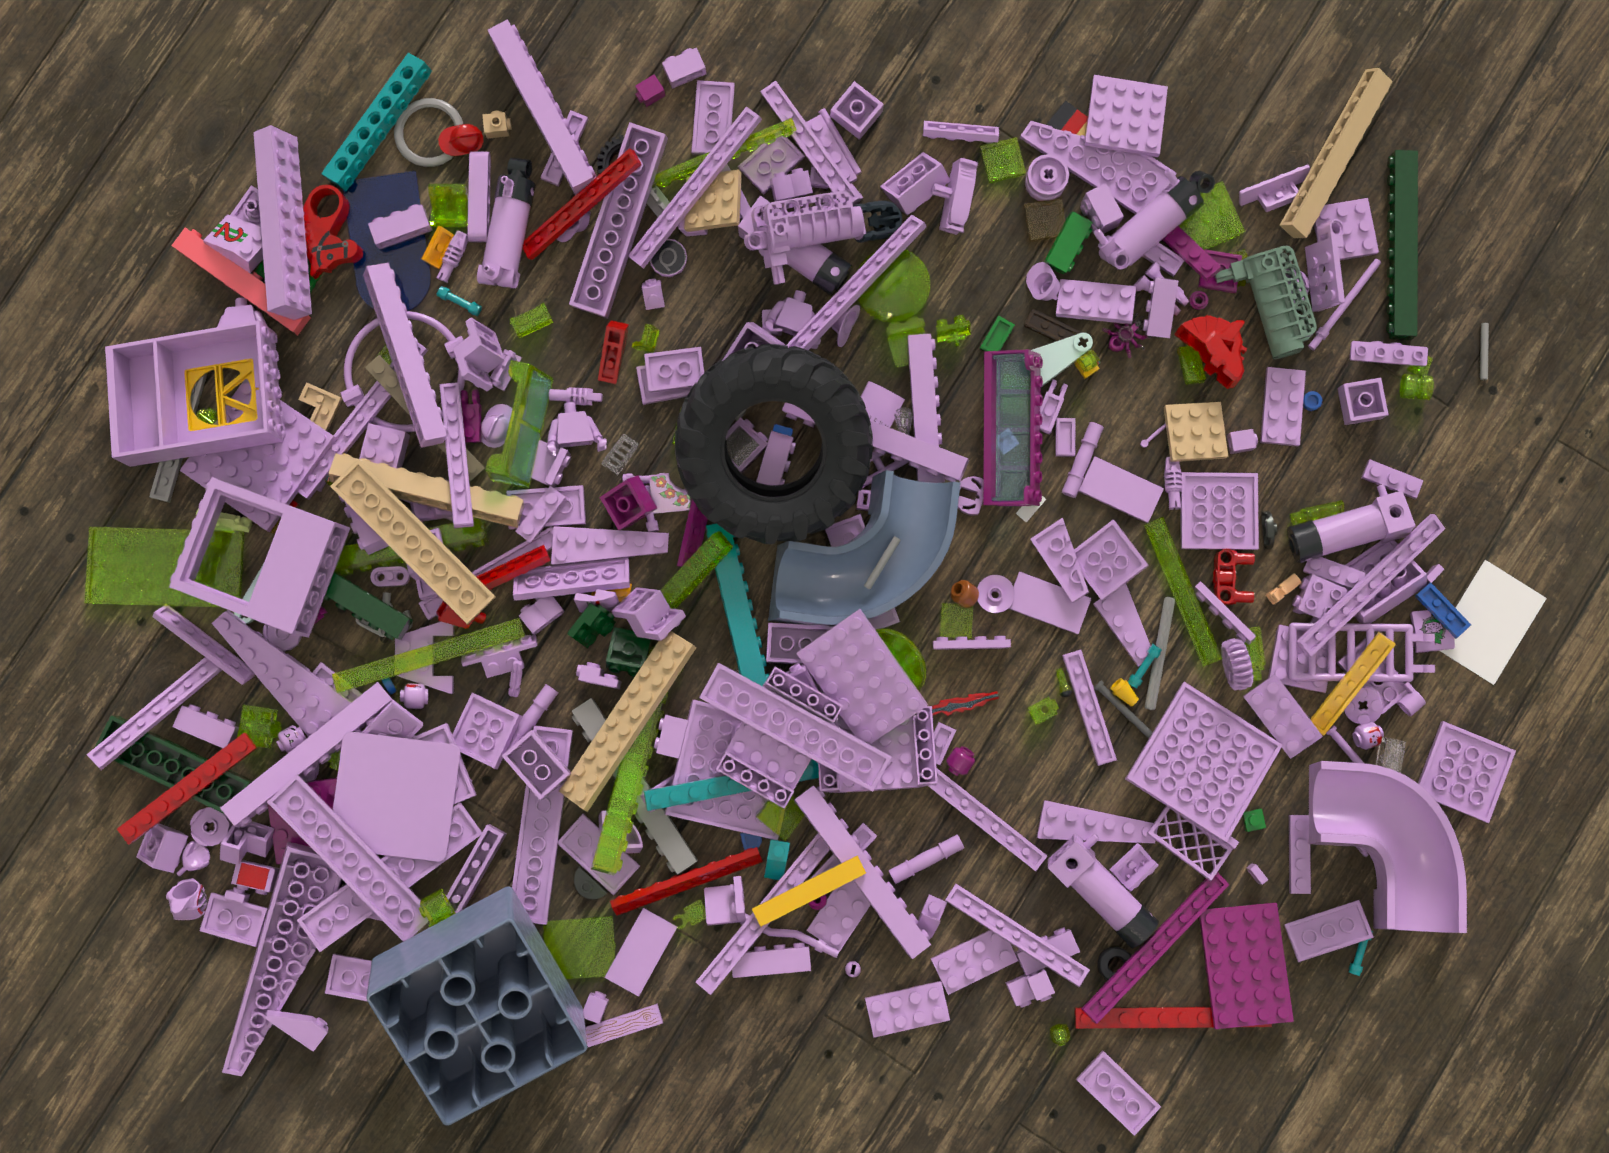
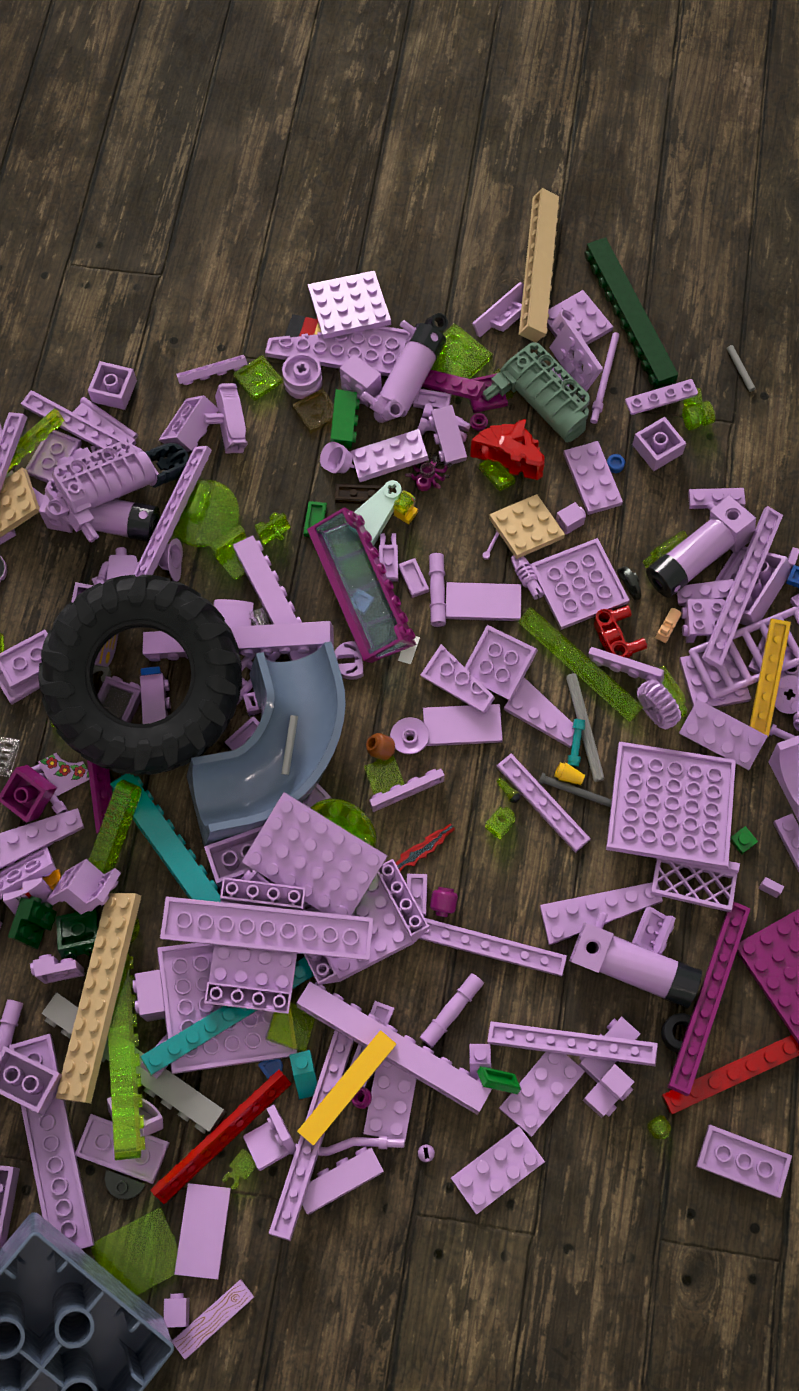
camera: 20 degrees left, 15 degrees down
(940, 938) = (499, 1080): none -> green tile

